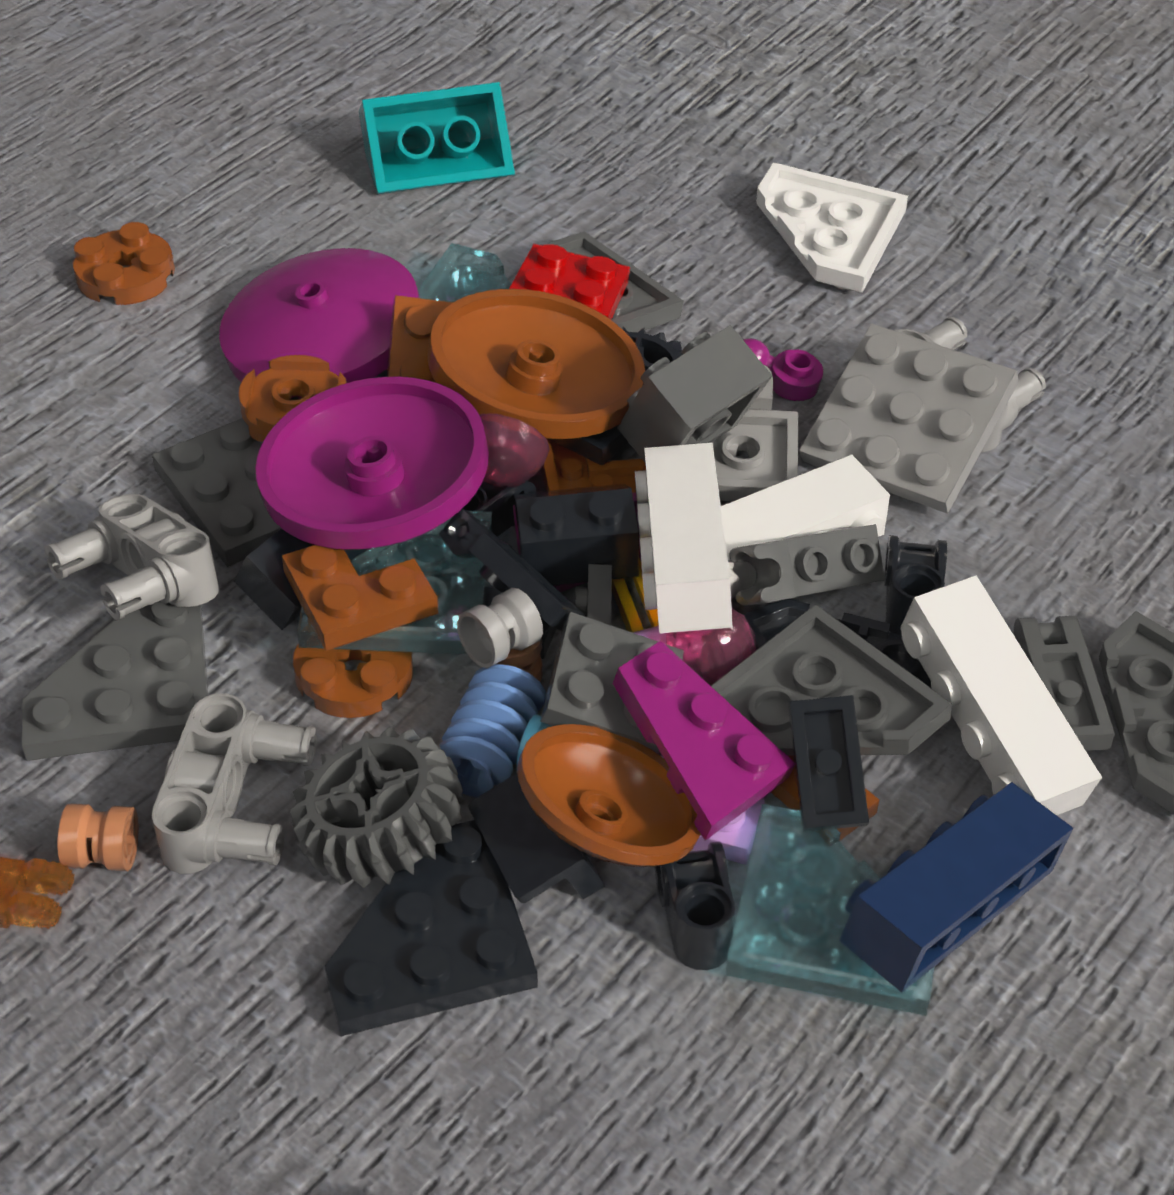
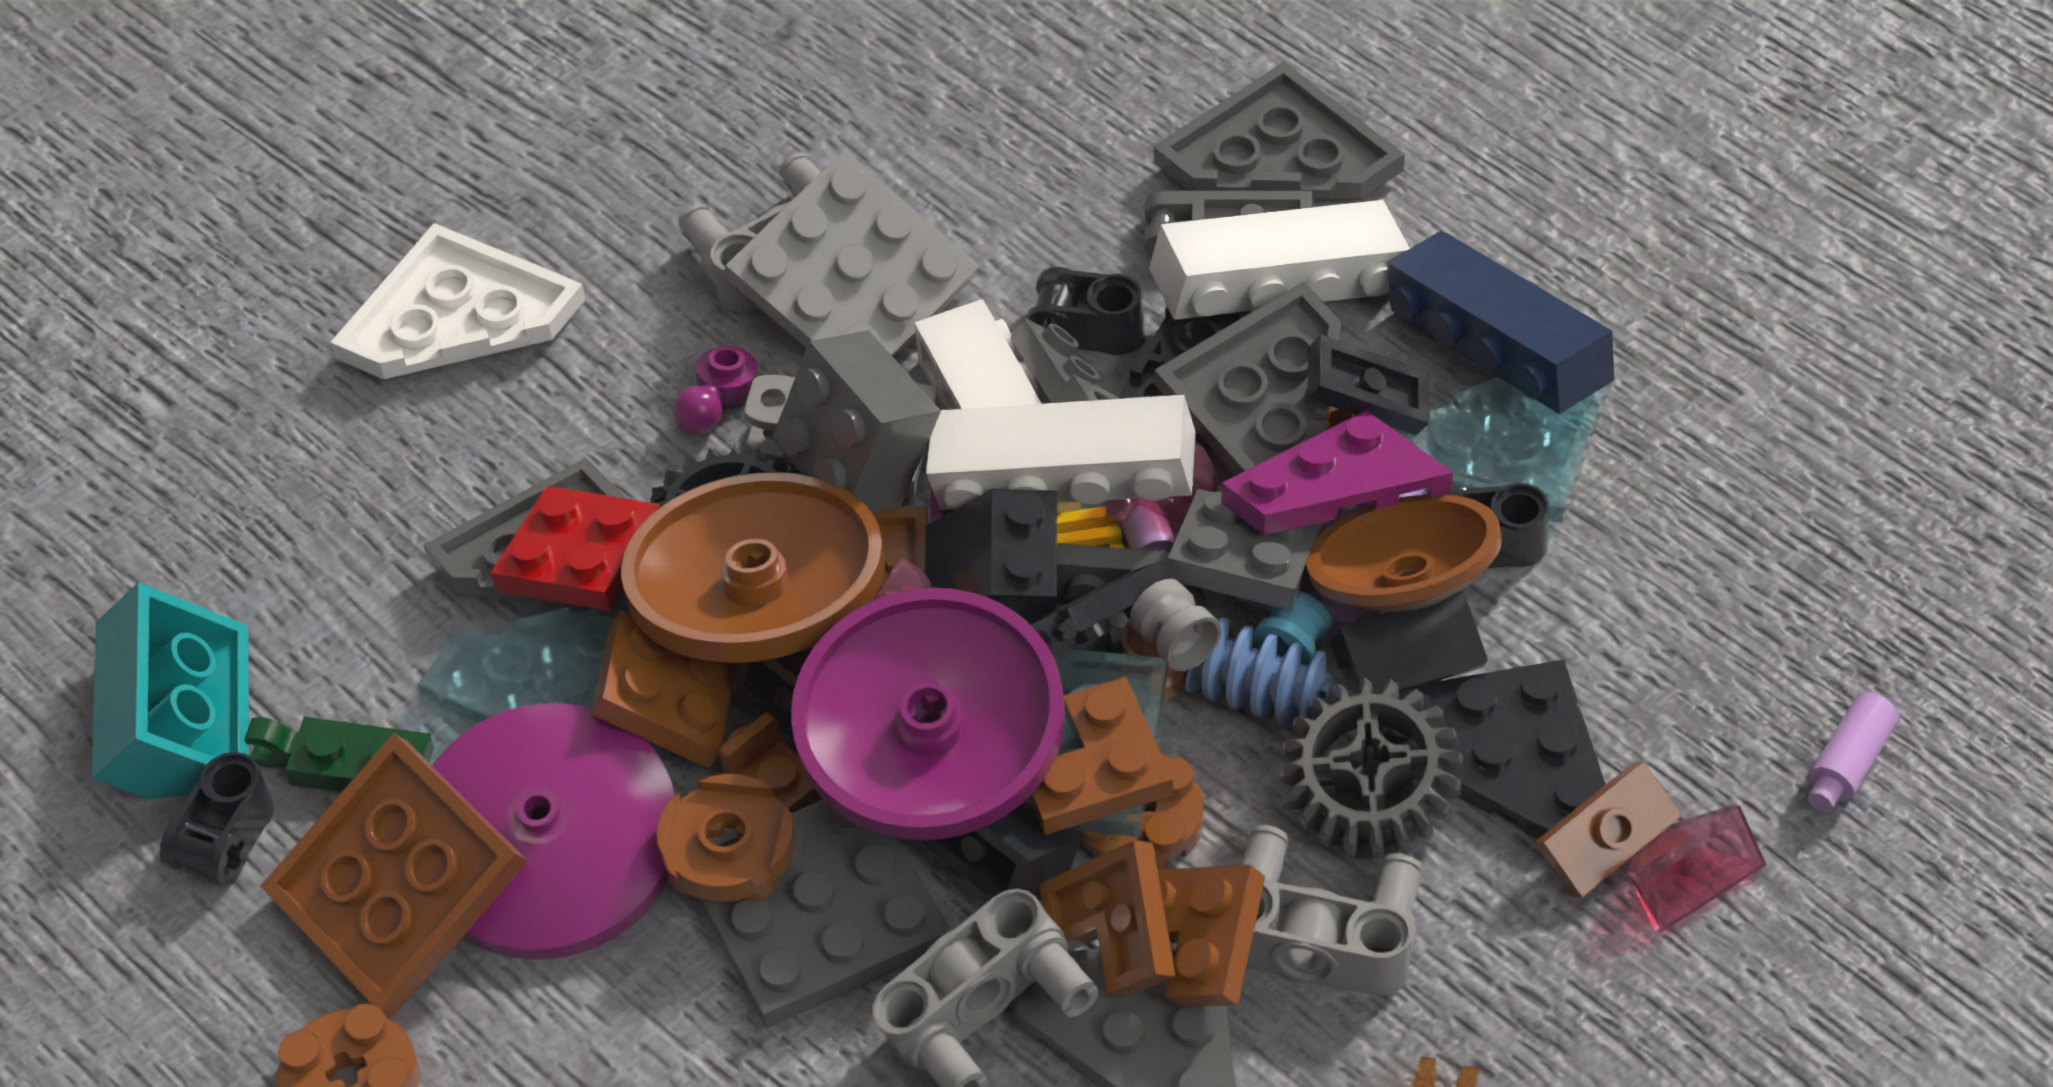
camera: 80 degrees left, 5 degrees up
(98, 837) = (1381, 1036): nougat wheel -> none
(199, 684) = (1213, 923): none -> dark orange plate
(216, 621) = (1122, 907): none -> dark orange plate
(269, 245) = (393, 875): none -> dark orange plate
(283, 1088) = (1694, 864): none -> clear pink slope
(318, 1008) = (1608, 829): none -> plate
(337, 176) = (214, 828): none -> black piece
(398, 222) = (324, 751): none -> dark green plate

